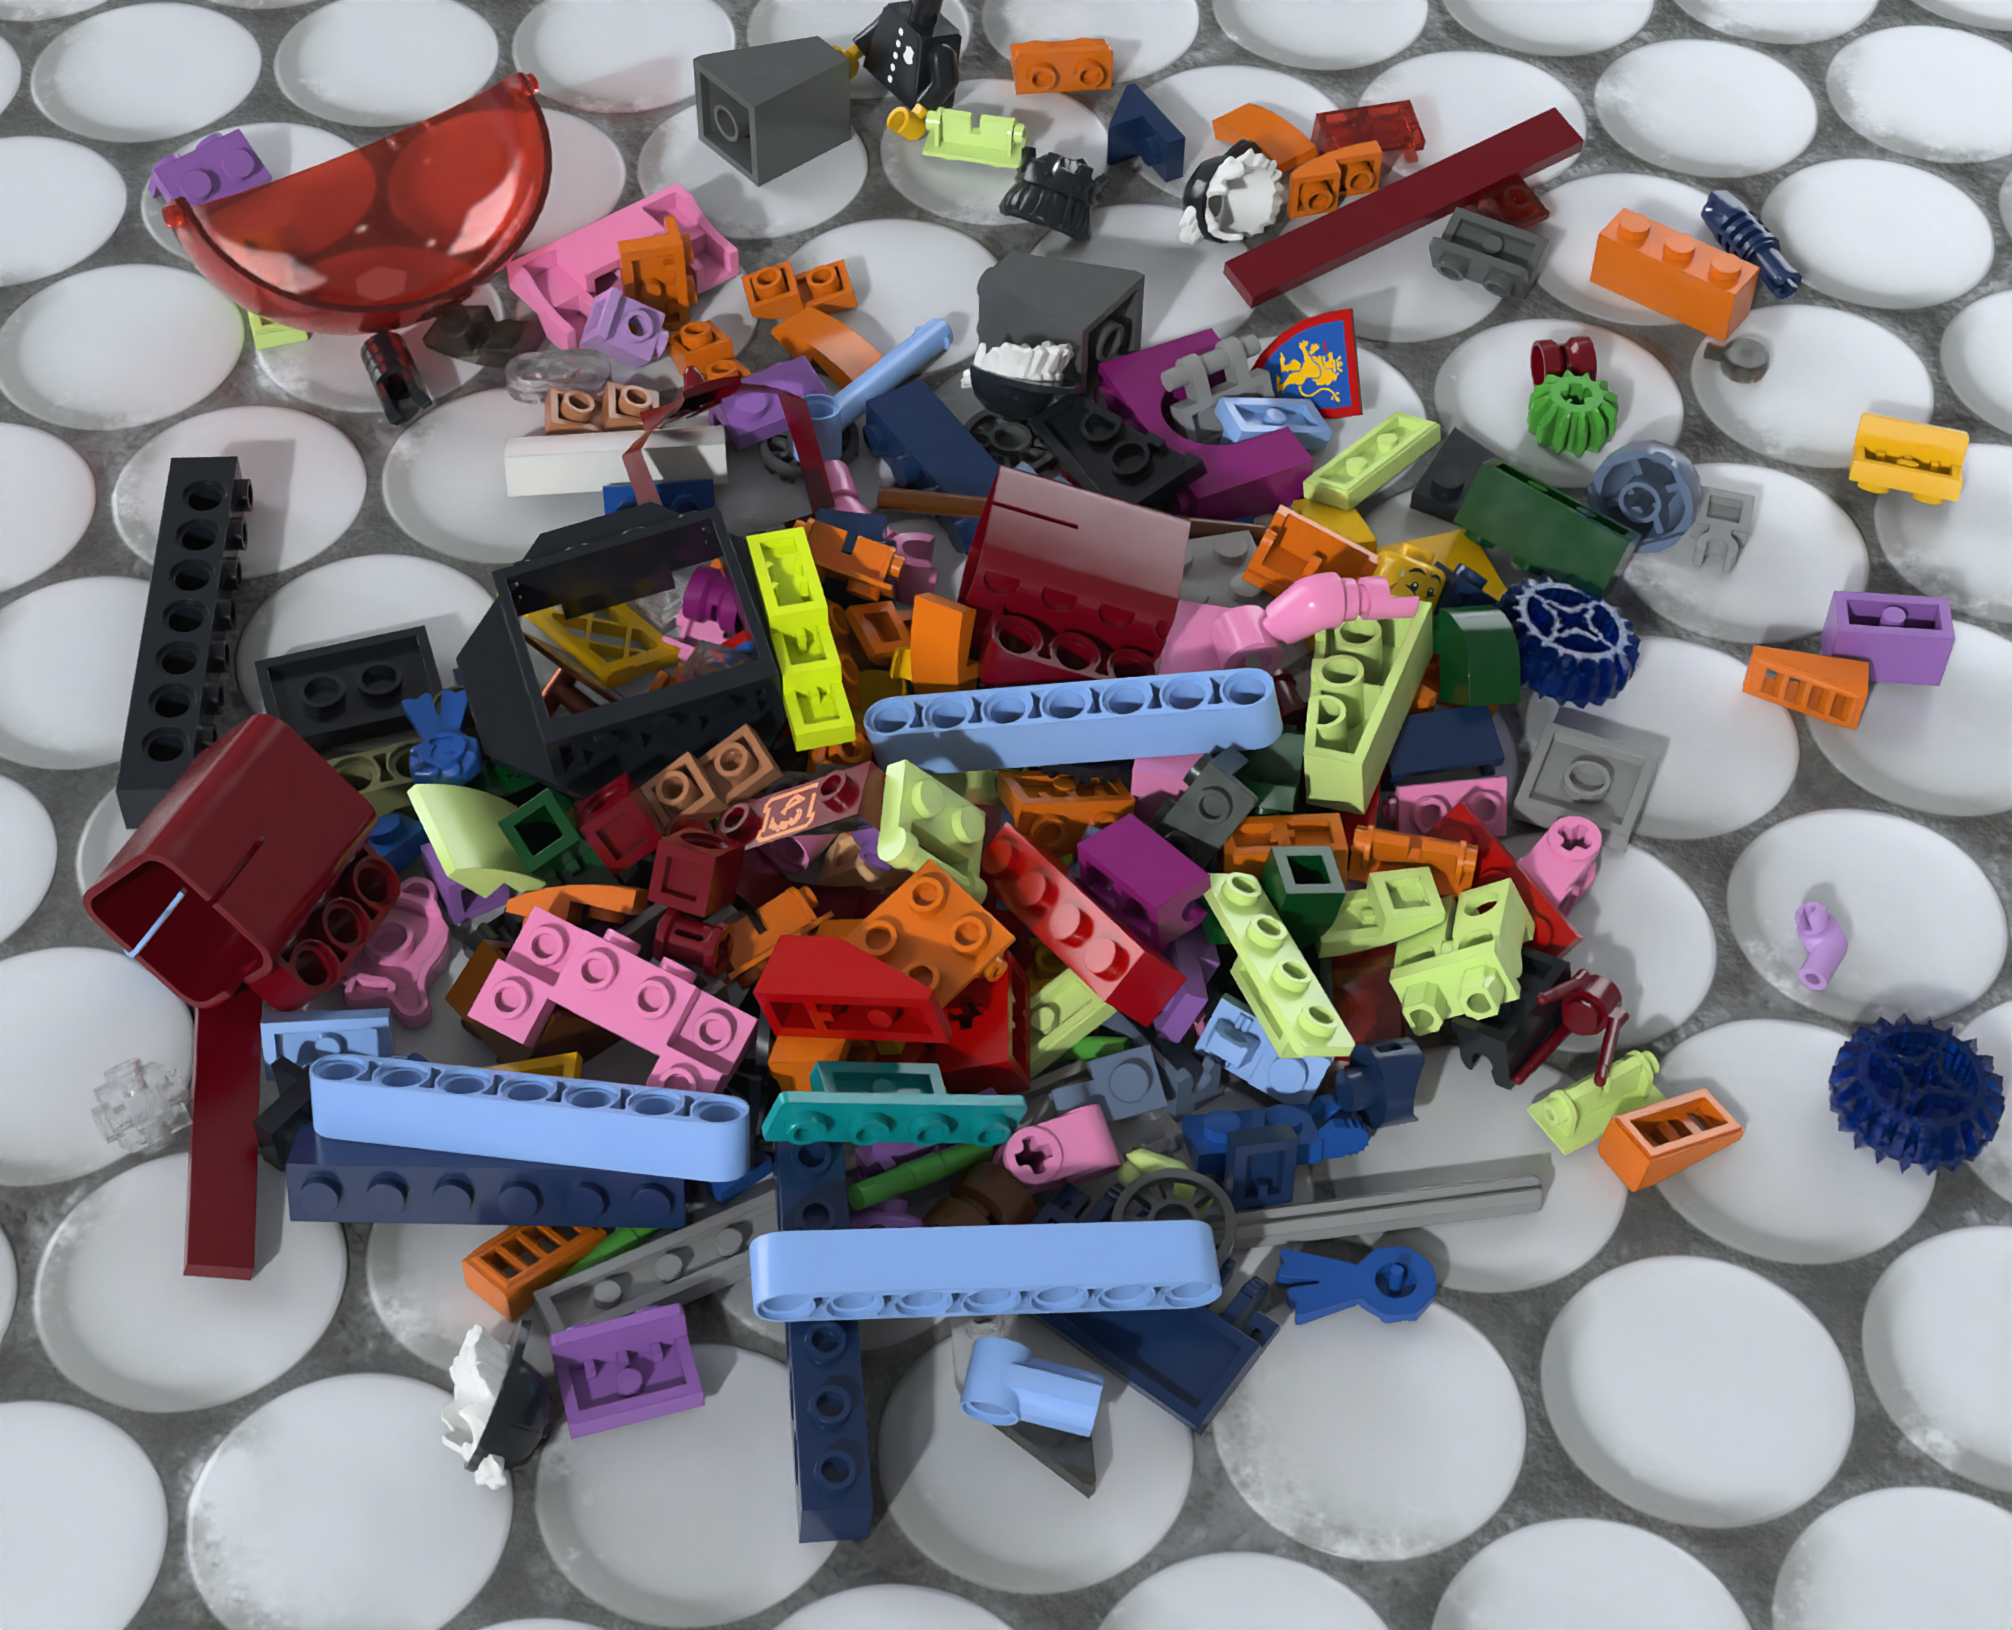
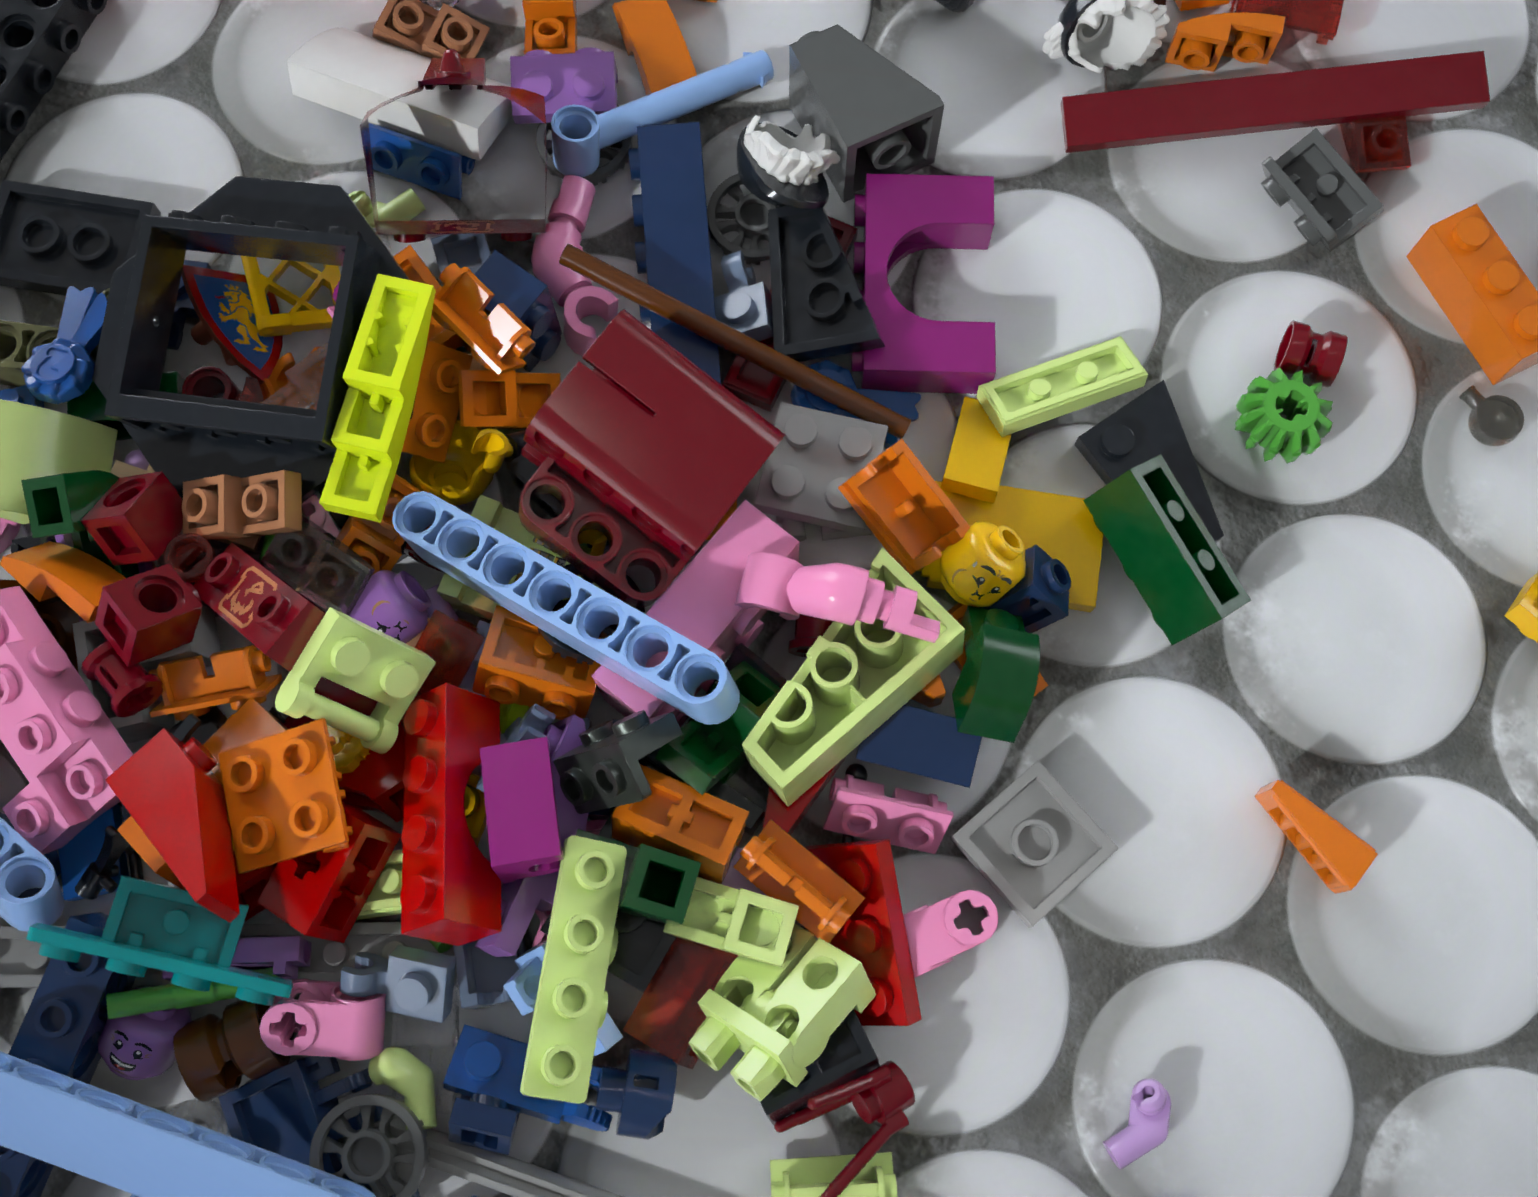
camera: 30 degrees right, 25 degrees up
(941, 645) = (501, 462): orange slope -> none
(1195, 416) = (959, 270): light grey plate -> none
(1257, 416) = (982, 297): light blue hinge -> none
(1317, 363) = (1065, 260): shield -> none
(1570, 641) = (1131, 706): clear blue gear -> none
(1649, 491) = (1291, 549): sand blue cylinder -> none
(1721, 525) = (1349, 605): light grey plate -> none
(1899, 635) = (1419, 827): medium lavender brick -> none

